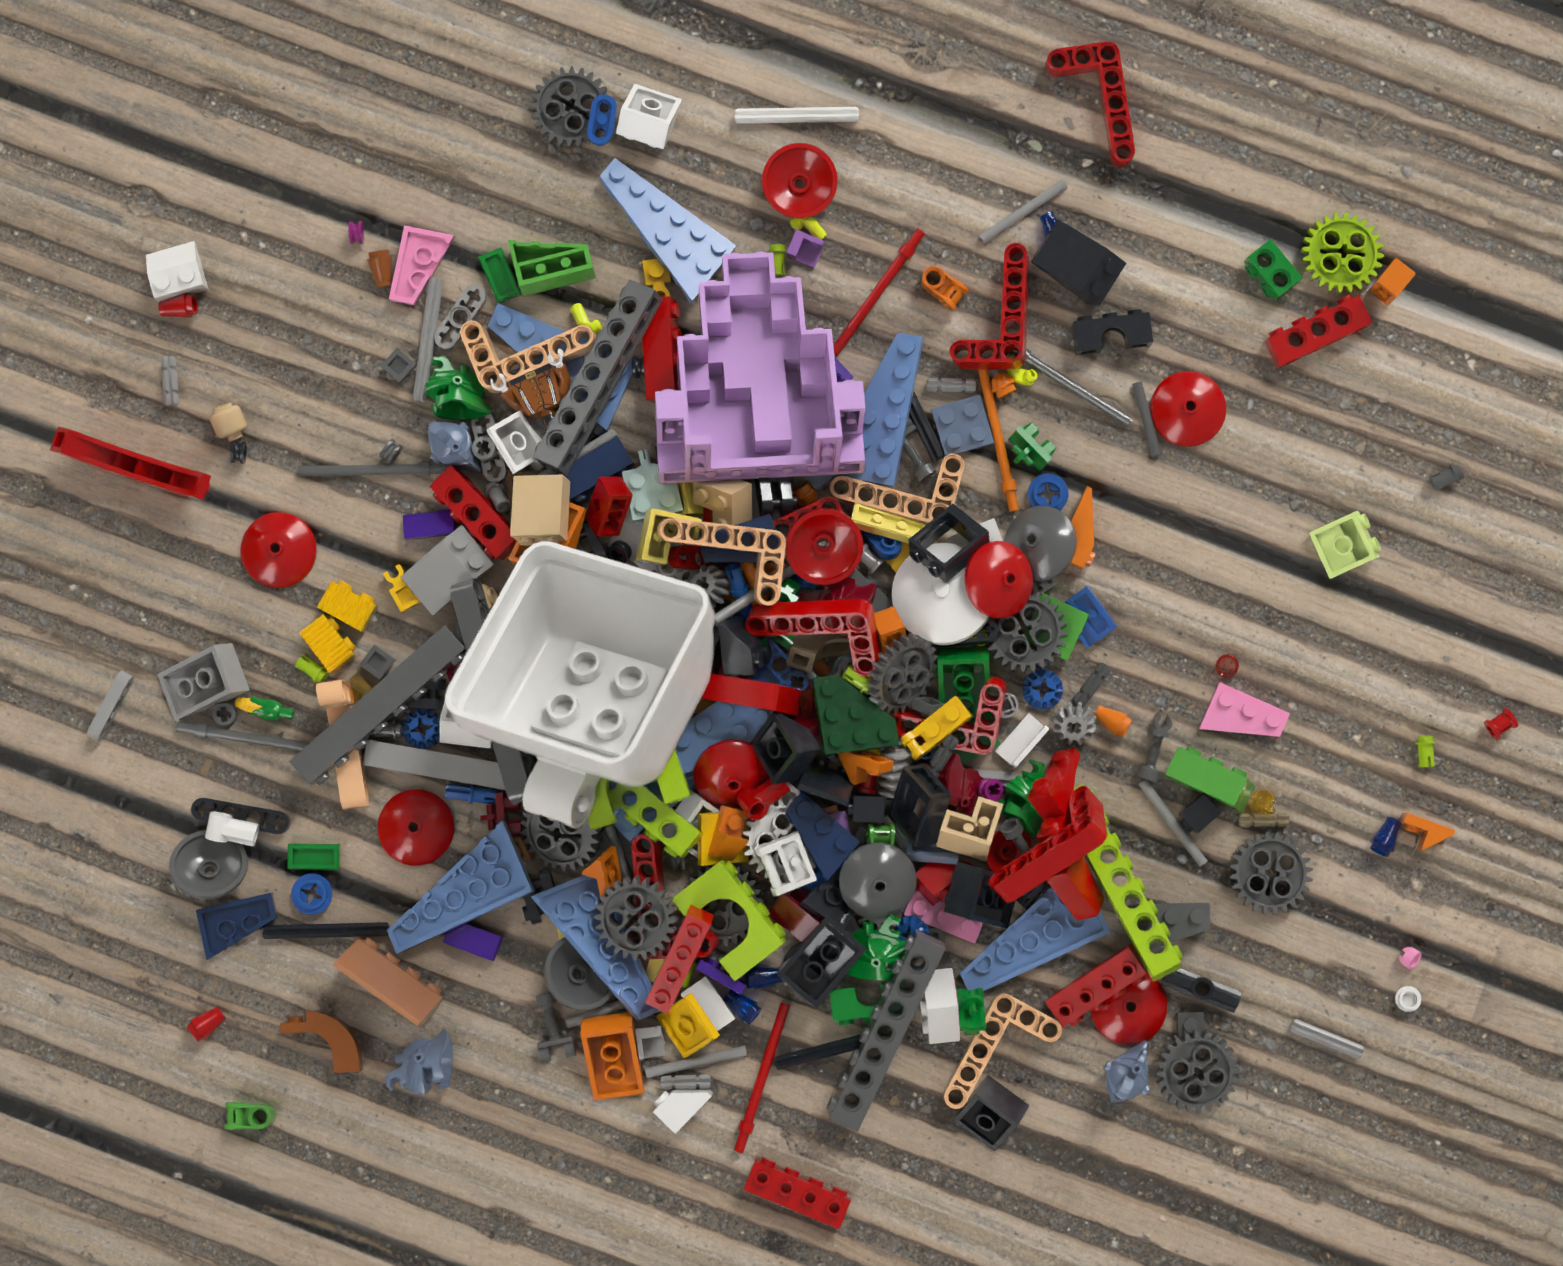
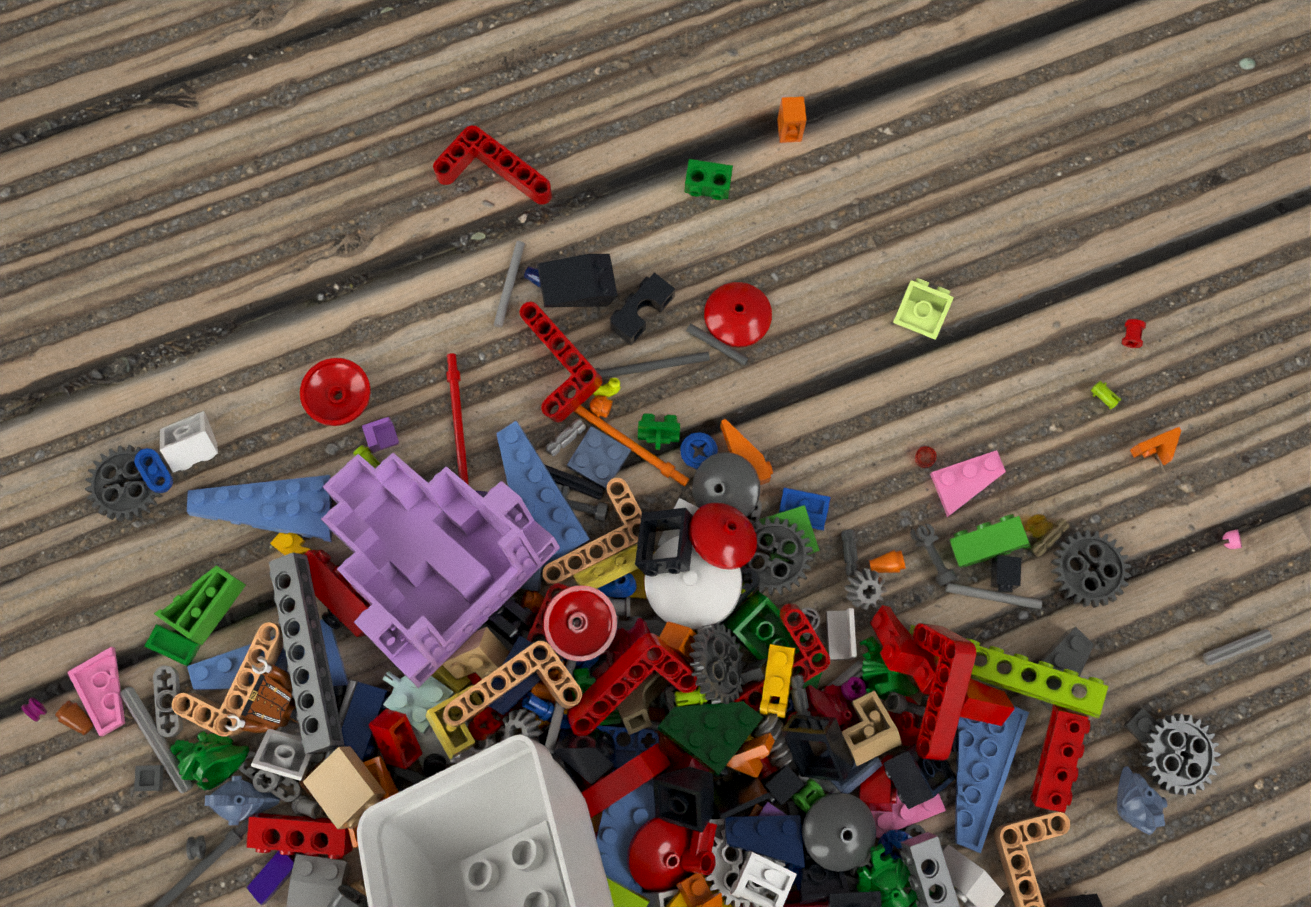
camera: 50 degrees left, 10 degrees down
(581, 318) = (256, 621): neon yellow arm -> none
(797, 115) = (295, 352): white axle -> none
(810, 224) = (368, 415): neon yellow arm -> none
(944, 288) = (502, 377): orange piece -> none
(971, 1011) = (994, 863): green hips -> none
(1033, 697) = (819, 597): blue gear -> none
(1142, 1022) = (1108, 765): red dish -> none
(1217, 993) = (1138, 688): black piece -> none
(1342, 230) = (730, 118): lime gear -> none
(1356, 320) = (765, 223): red brick -> none
(1385, 838) = (1138, 474): clear blue cone -> none
(1408, 999) = (1260, 569): white plate -> none
(1446, 477) = (945, 206): dark grey pin -> none

